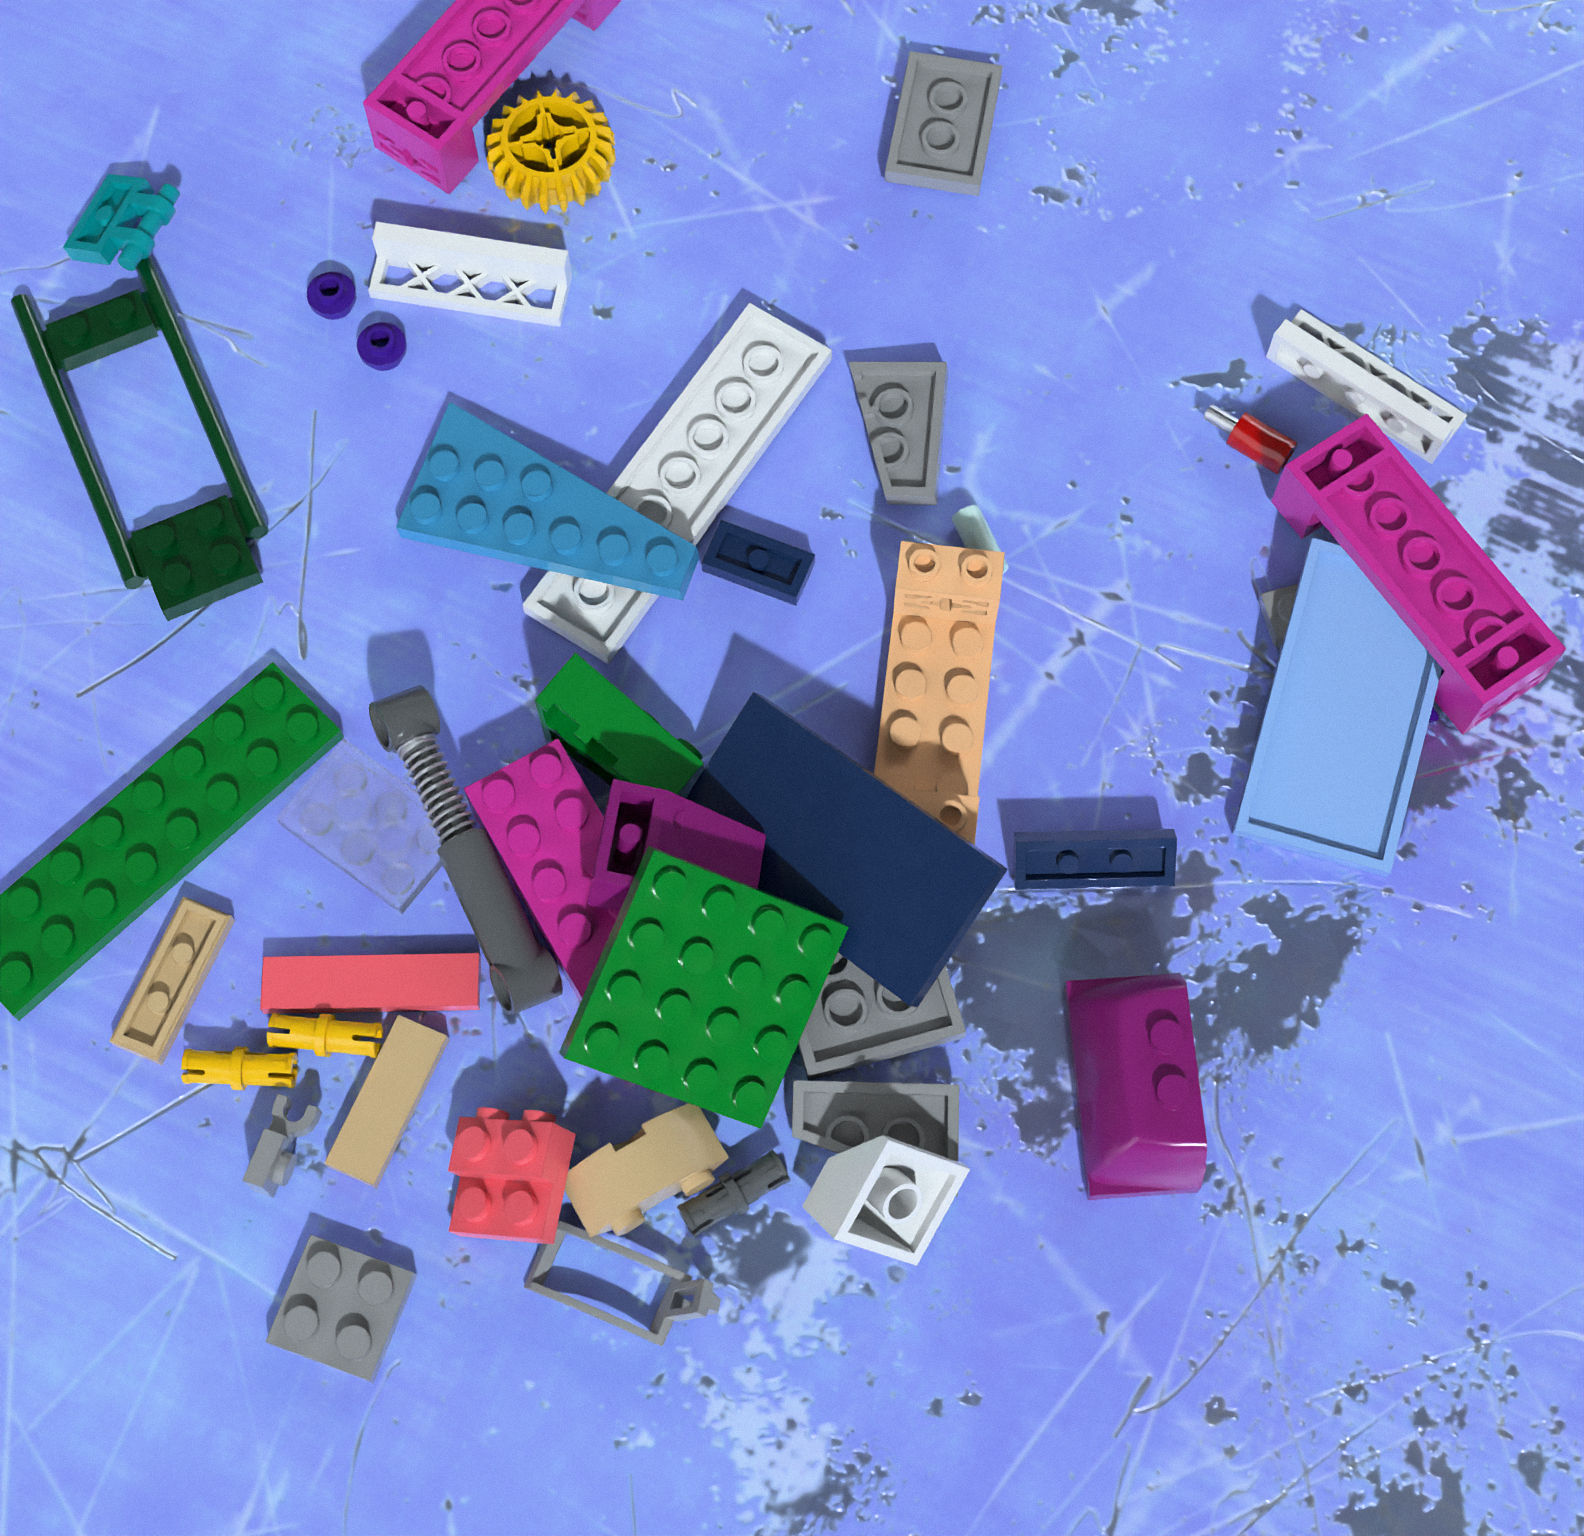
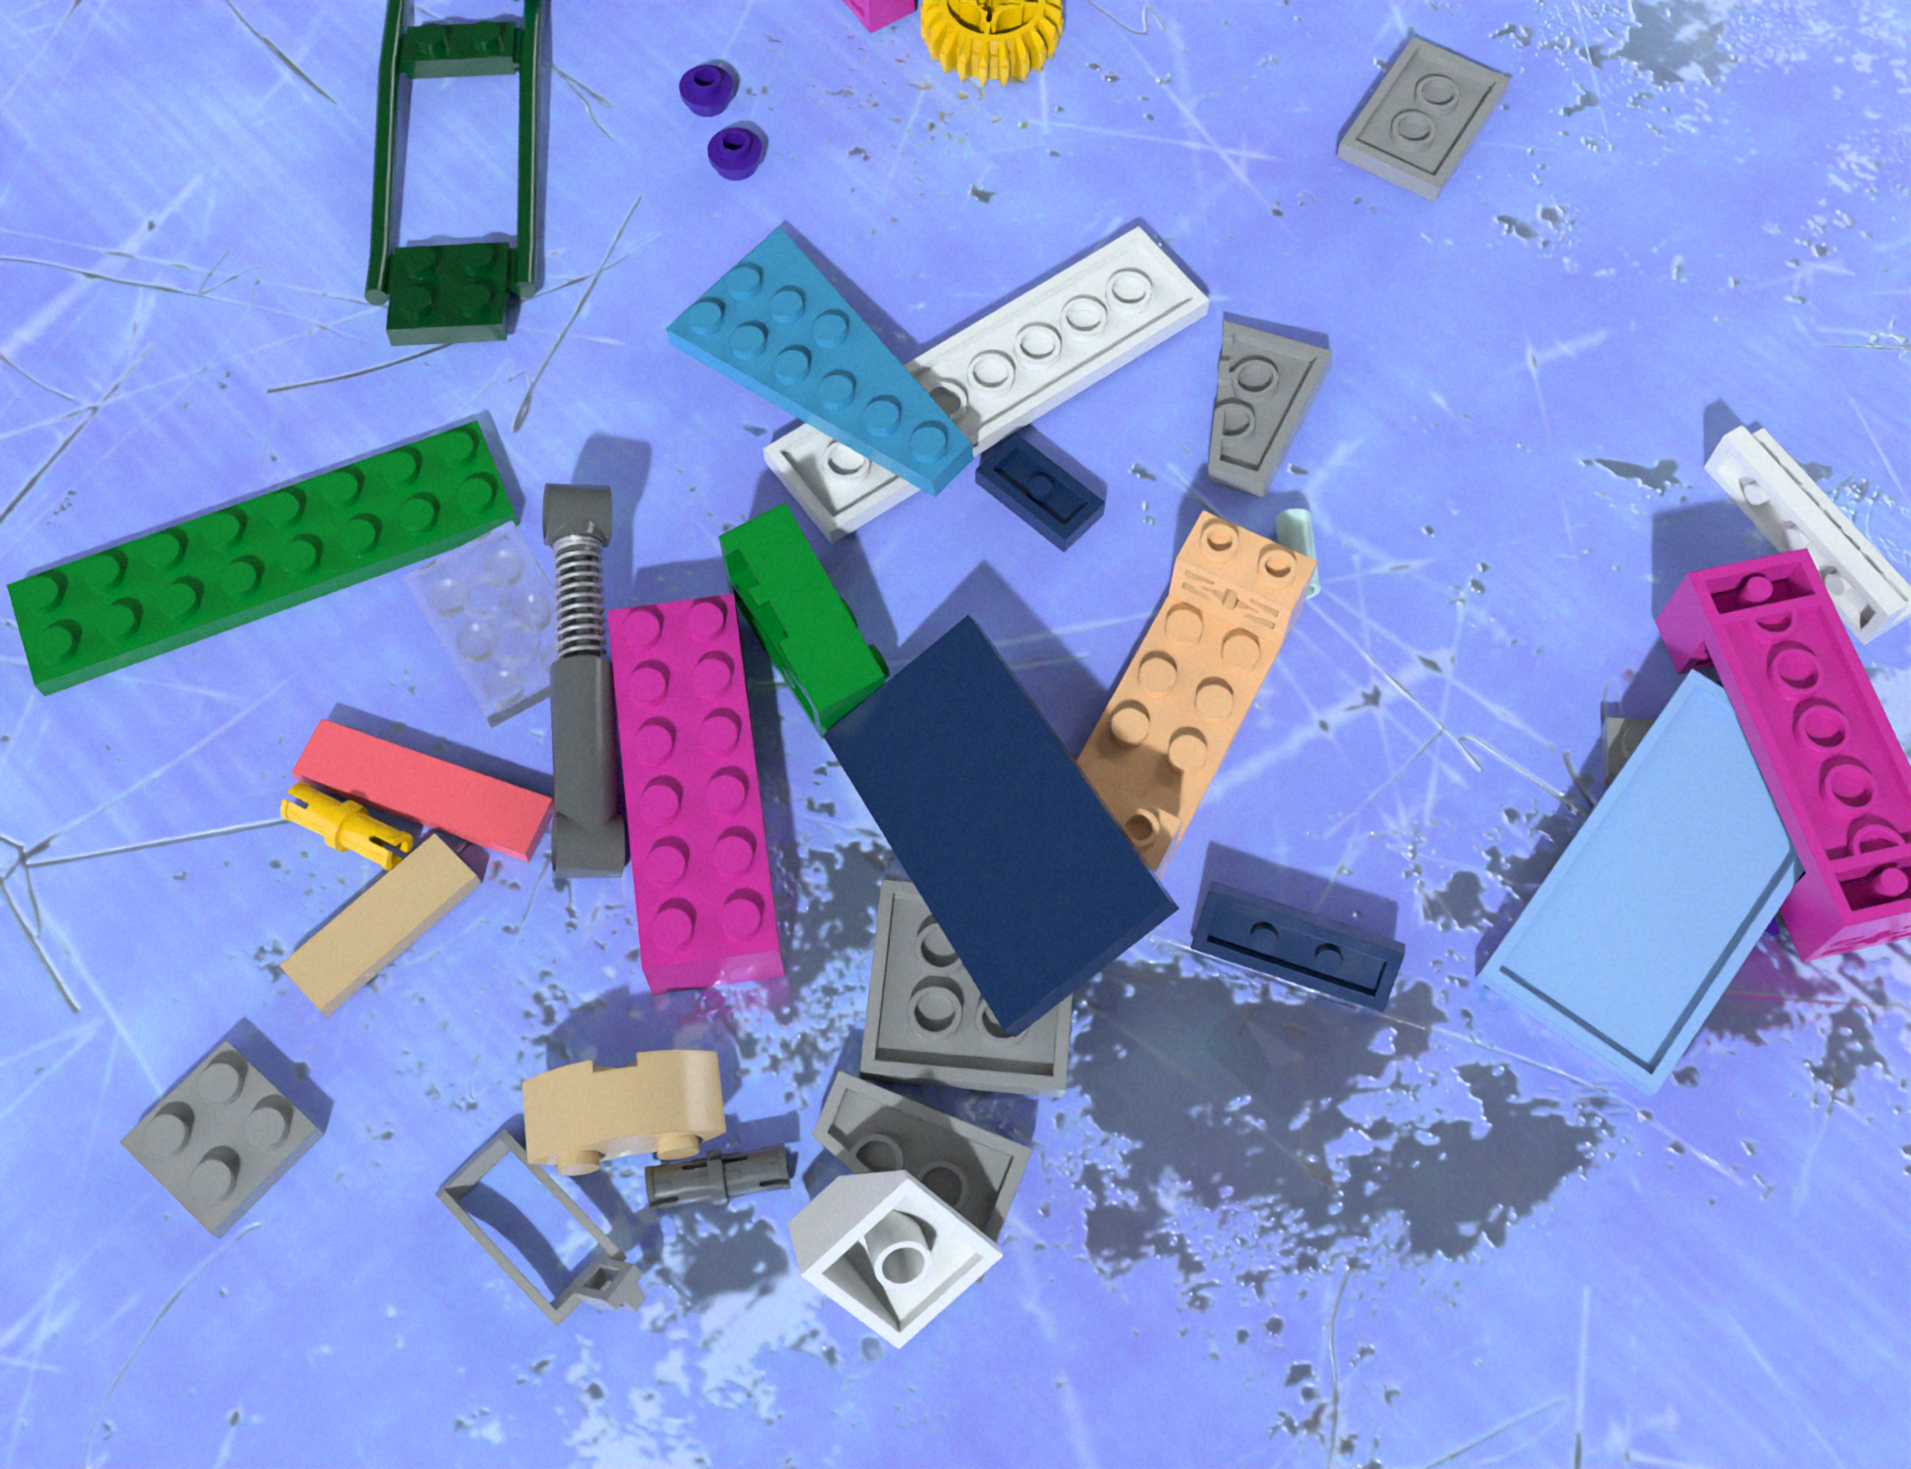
camera: 20 degrees right, 5 degrees down
(172, 980) = (217, 711): tan tile -> none
(239, 1068) = (240, 828): yellow pin -> none
(273, 1157) = (229, 932): light grey plate -> none
(473, 258) = (868, 103): white fence -> none
(509, 1175) = (470, 1056): coral plate -> none
(659, 818) = (797, 764): magenta slope -> none
(703, 988) = (769, 920): green plate -> none
(1136, 1086) = (1247, 1235): magenta windscreen -> none
(1253, 438) = (1657, 543): red piece -> none

